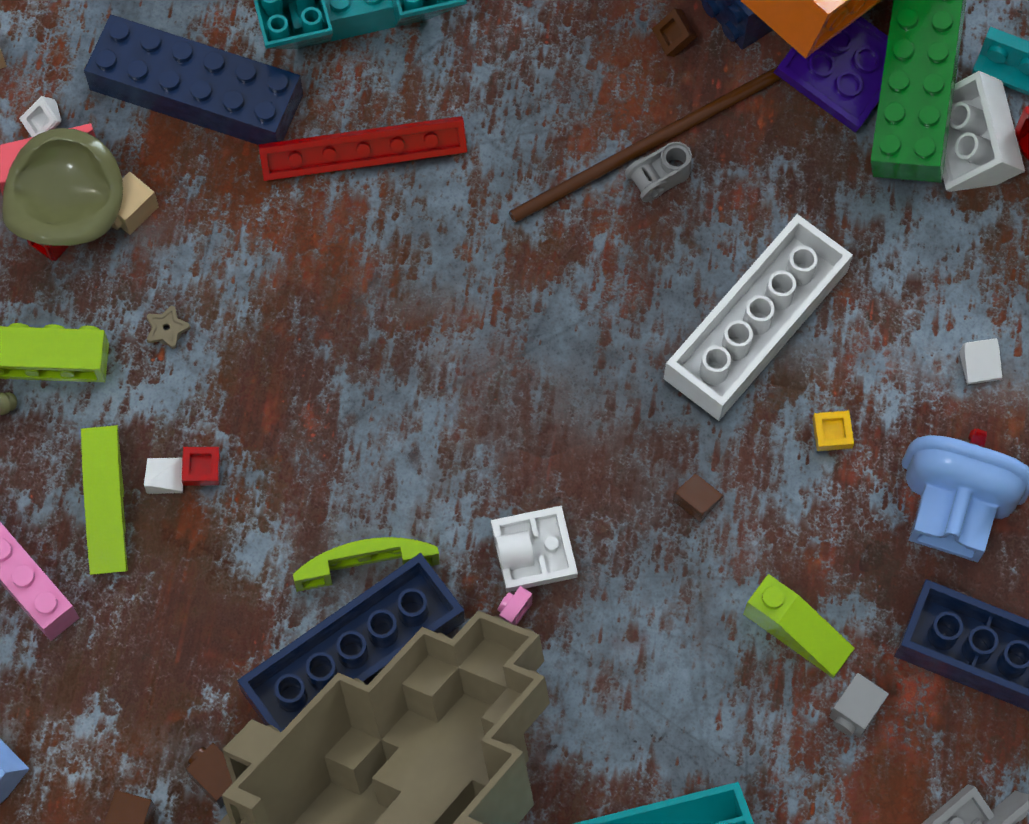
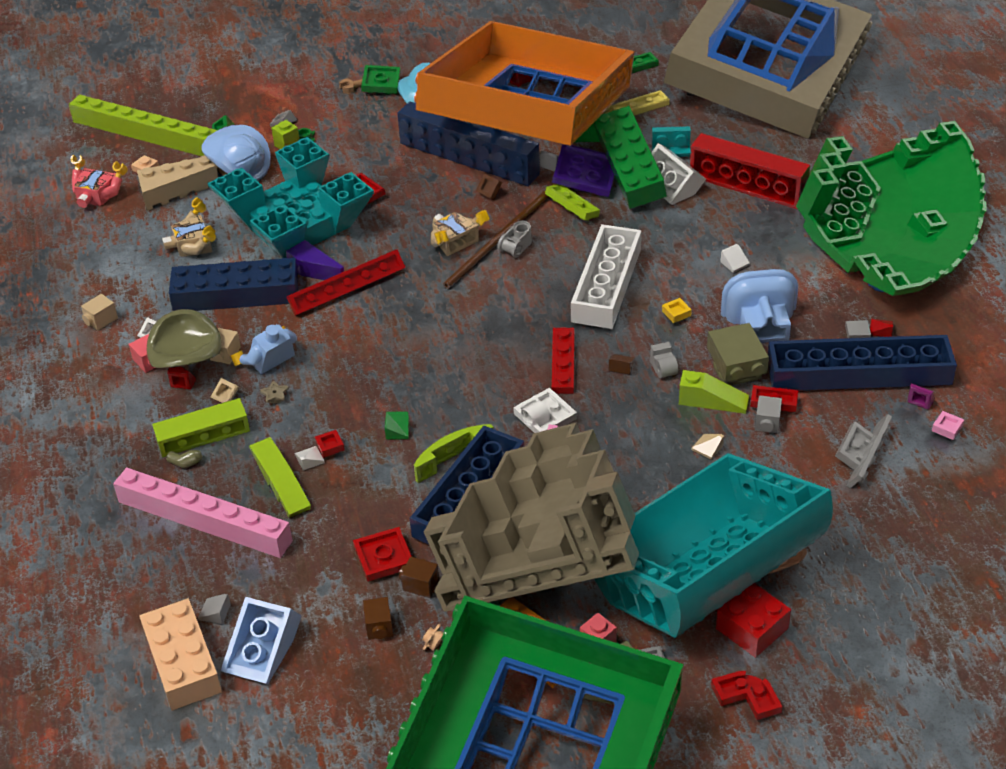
camera: 20 degrees left, 25 degrees down
(98, 292) = (224, 391): none -> tan slope
(186, 707) = (382, 553): none -> red plate
(189, 244) = (268, 349): none -> light blue torso
(310, 475) = (397, 425): none -> green slope
(328, 83) = (313, 262): none -> dark purple slope
(573, 112) = (456, 231): none -> torso
(613, 452) = (563, 361): none -> red plate
(742, 717) = (709, 445): none -> tan slope
(759, 527) = (663, 360): none -> light grey leg
(789, 124) = (572, 202): none -> lime plate
(873, 570) = (737, 354): none -> olive brick
(888, 674) = (788, 396): none -> red plate

